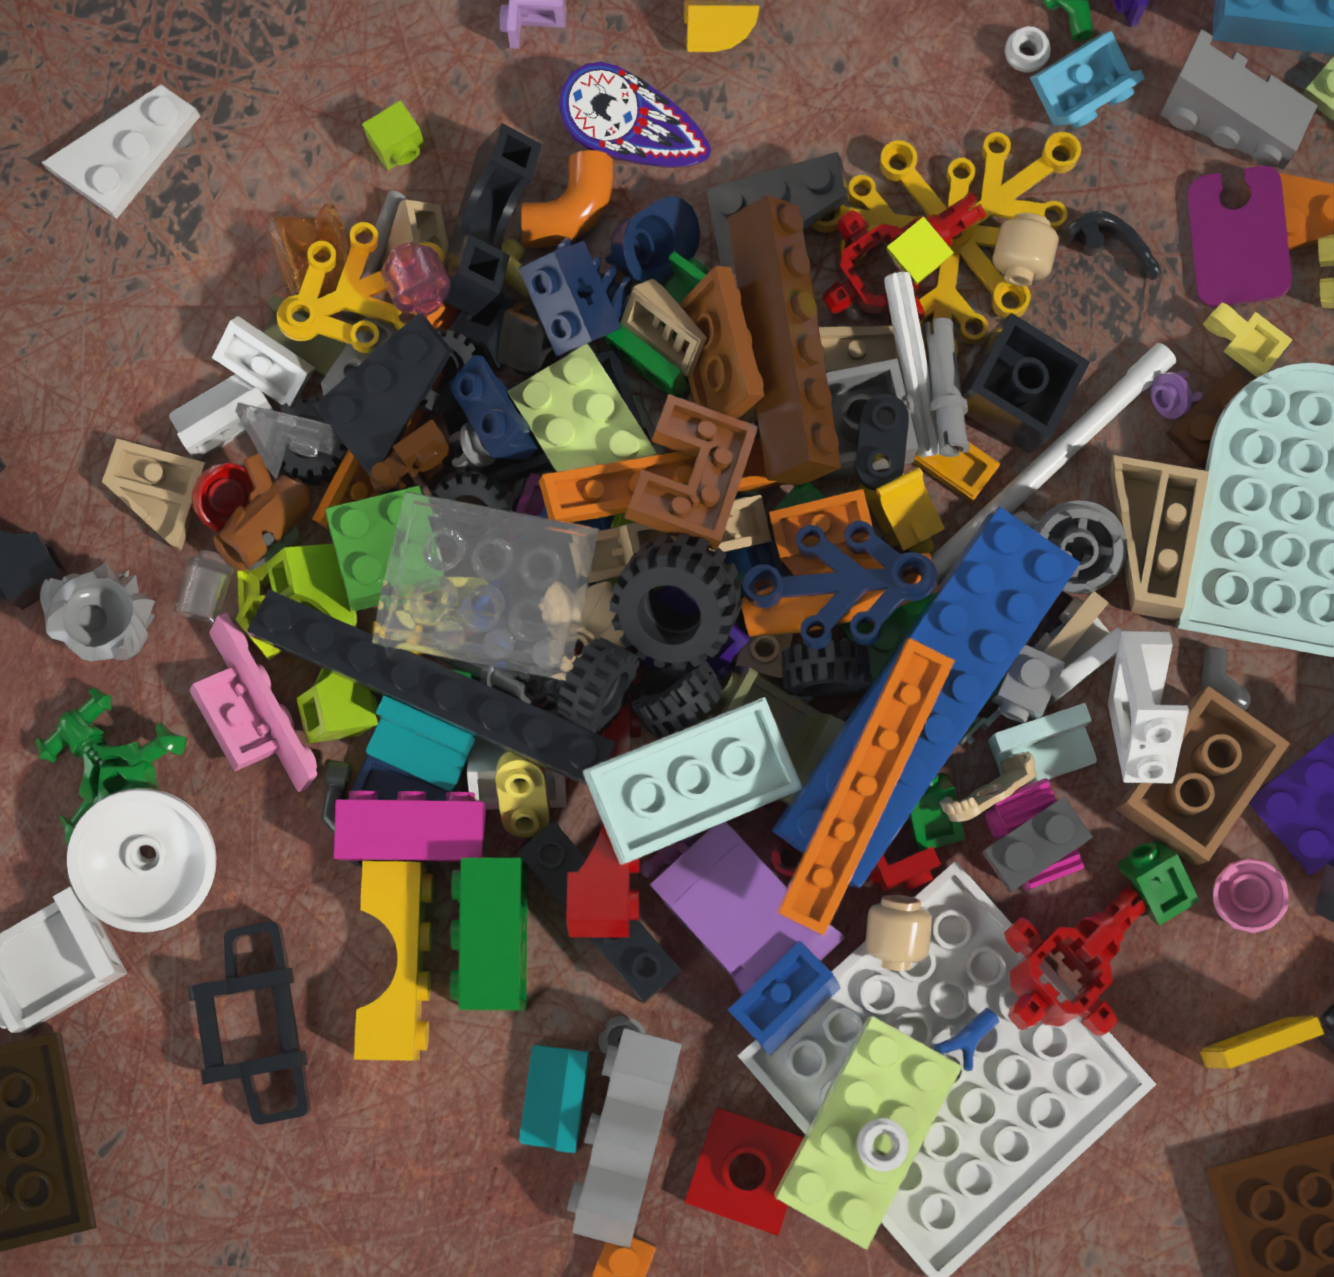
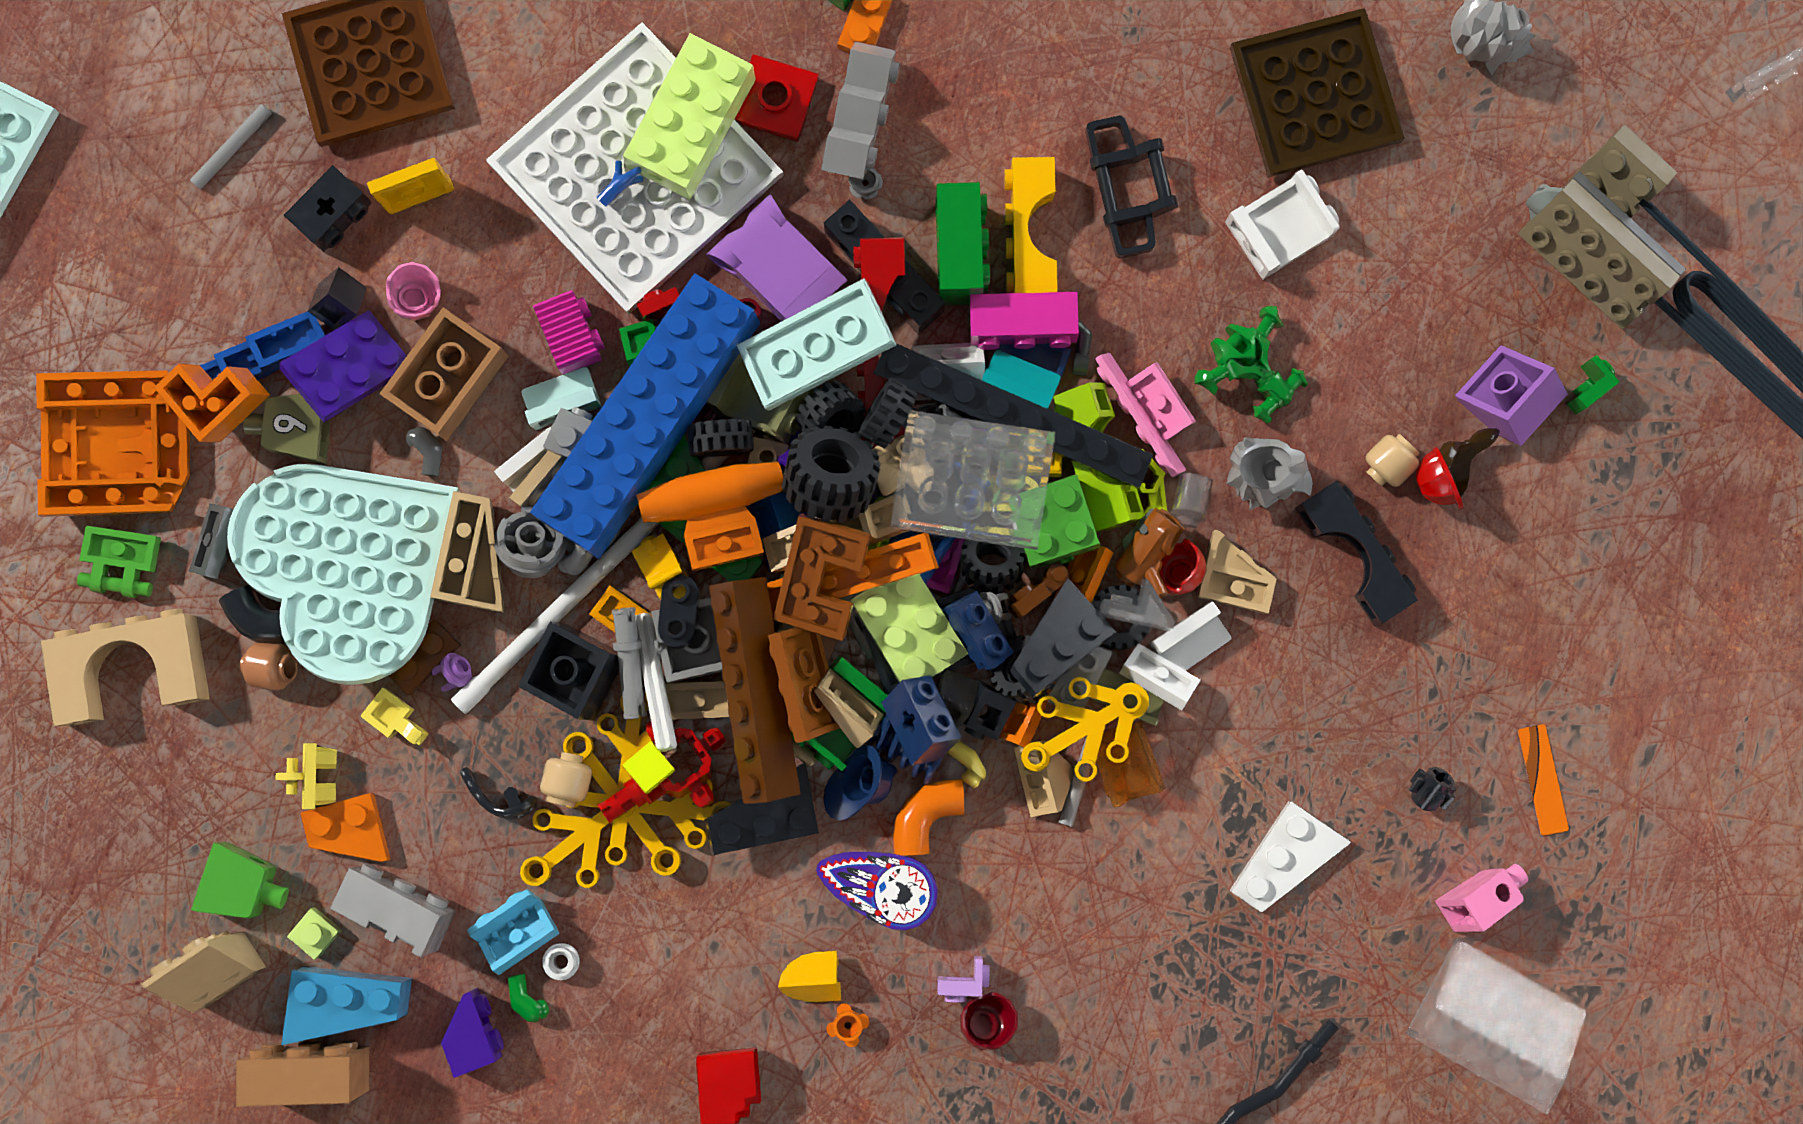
camera: 175 degrees right, 5 degrees up
(122, 883) = (1218, 277): white dish -> none
(394, 136) = (1069, 869): lime plate -> none
(415, 279) = (1041, 729): clear pink head -> none
(494, 187) = (984, 829): black arch -> none
(522, 797) = (943, 344): light yellow plate -> none
(554, 1098) = (911, 142): teal panel -> none
(785, 998) = (750, 204): blue panel -> none
(847, 582) = (702, 492): dark blue plant -> none
(865, 786) = (689, 336): orange plate -> none
(898, 932) = (667, 254): tan head -> none
(898, 1150) = (674, 87): white plate -> none
(1016, 773) = (582, 371): tan piece -> none
(1037, 844) = (566, 317): dark grey plate -> none
(1086, 948) = (532, 249): red piece -> none
(1153, 740) = (490, 441): white panel -> none
(1159, 880) = (479, 303): green bracket -> none
(1240, 251) = (396, 790): magenta piece -> none

